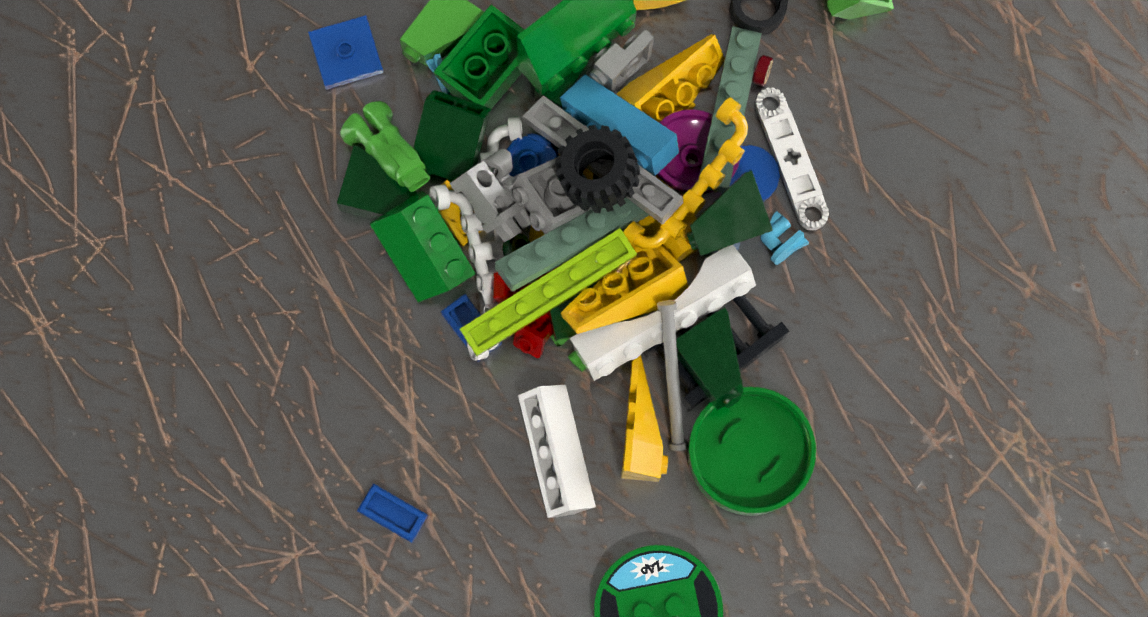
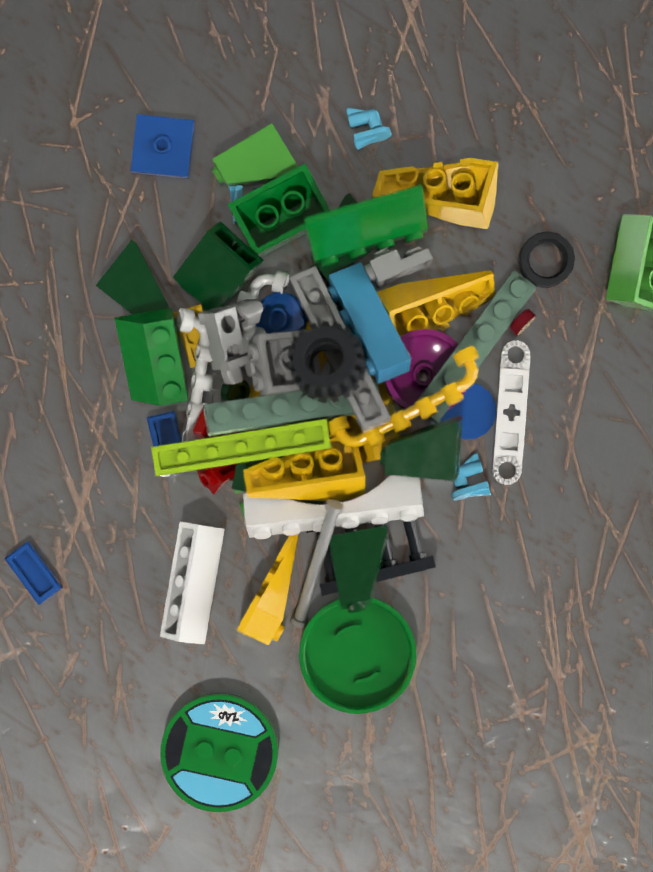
camera: 30 degrees right, 10 degrees up
(388, 146) = (160, 255): bright green piece -> none

